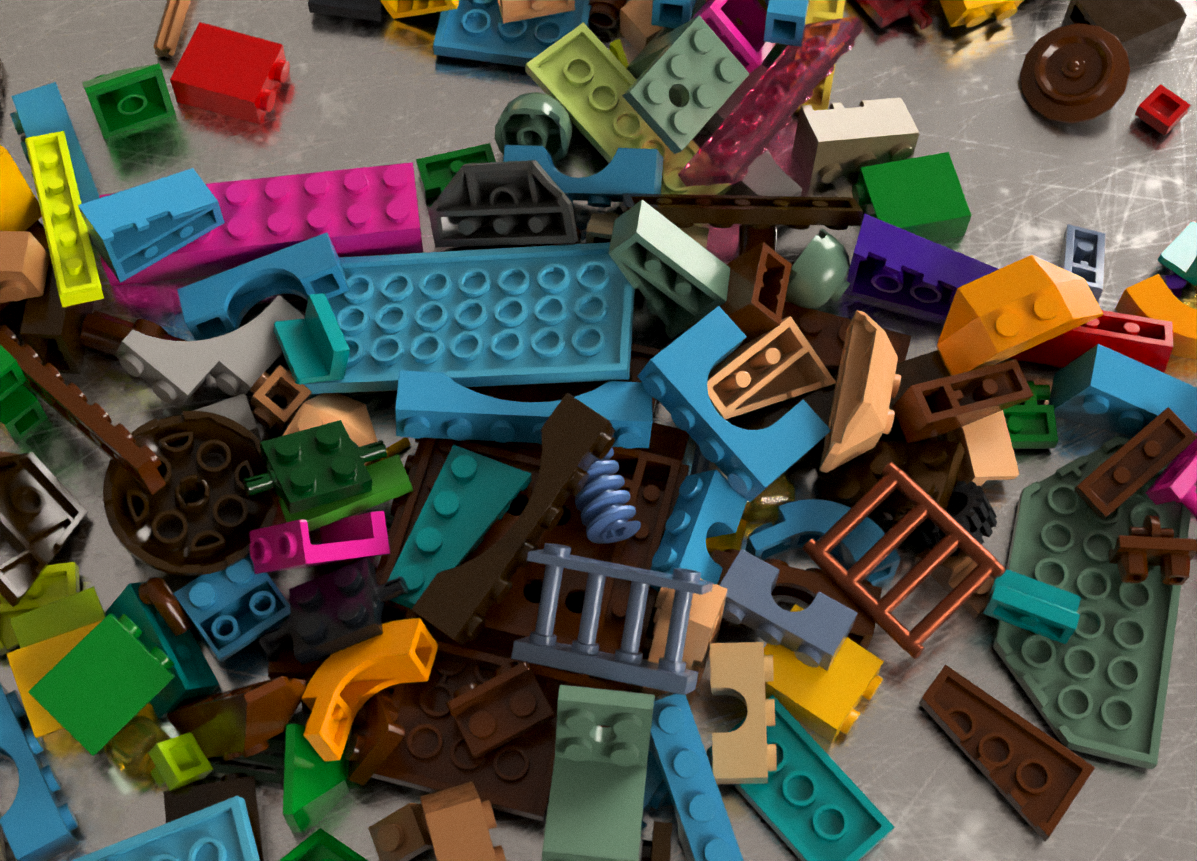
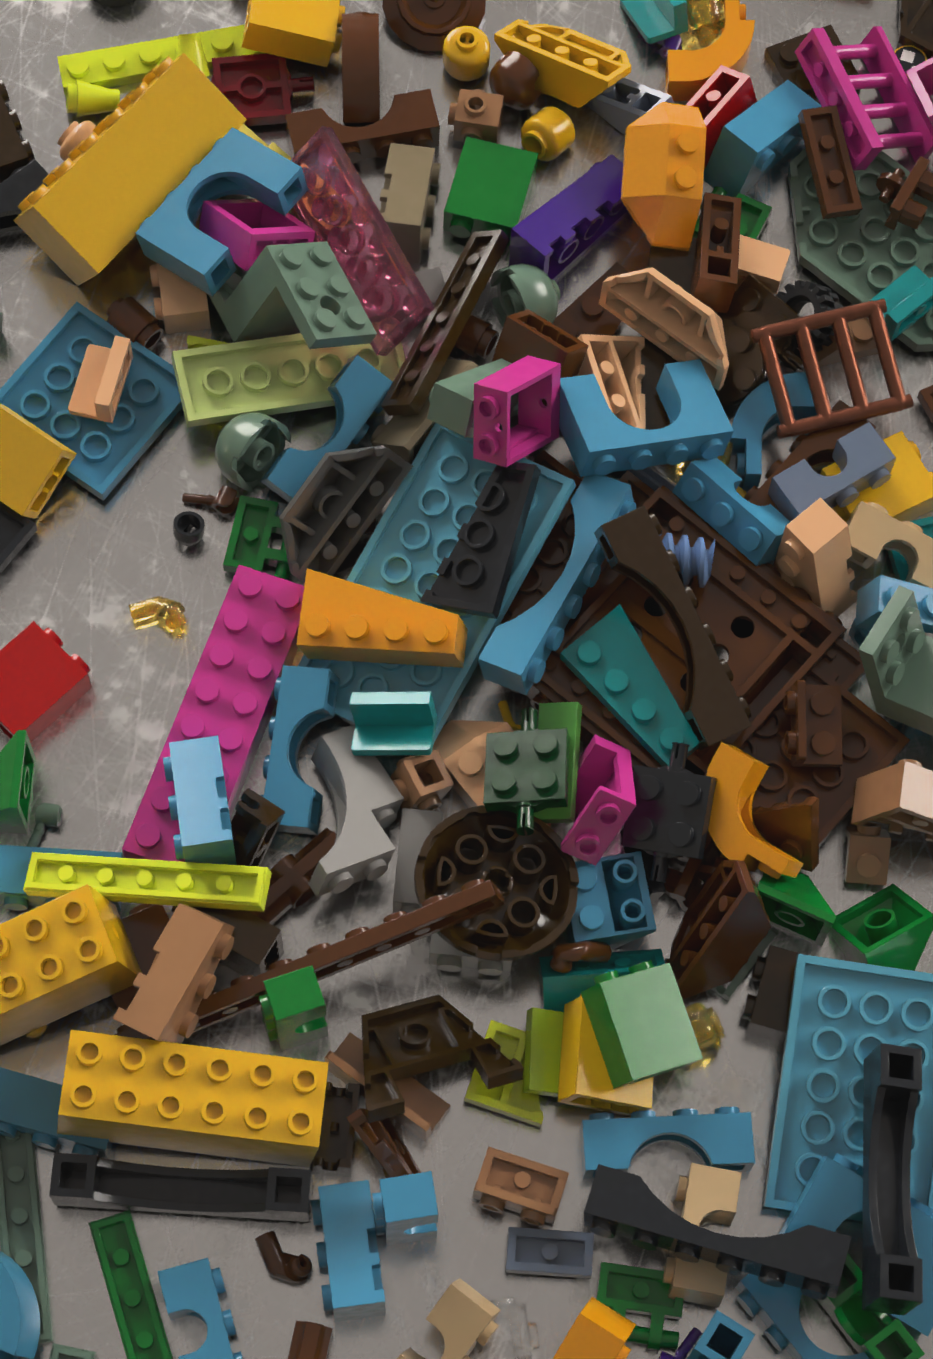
camera: 65 degrees left, 5 degrees up
(120, 140) = (46, 815): none -> sand green hand
(158, 289) = (254, 827): none -> dark brown hinge
(179, 762) = (730, 1000): lime tile -> none
(354, 137) = (160, 607): none -> clear yellow arm
(400, 278) = (369, 625): none -> light orange wedge
(438, 121) = (183, 525): none -> black hinge
(480, 135) = (223, 502): none -> reddish brown hand
(510, 334) = (483, 558): none -> black wing
(584, 653) = (838, 605): sand blue fence -> none
(693, 305) = (537, 423): none -> dark pink window
(936, 108) = (408, 122): none -> reddish brown arch
(962, 39) = (360, 67): none -> reddish brown arch
(979, 156) = (476, 115): none -> medium nougat brick
(1003, 220) = (548, 133): none -> yellow head
(1033, 163) = (515, 79): none -> reddish brown hair
(1037, 119) = (466, 53): none -> yellow head
(1084, 194) = (568, 62): none -> yellow wedge

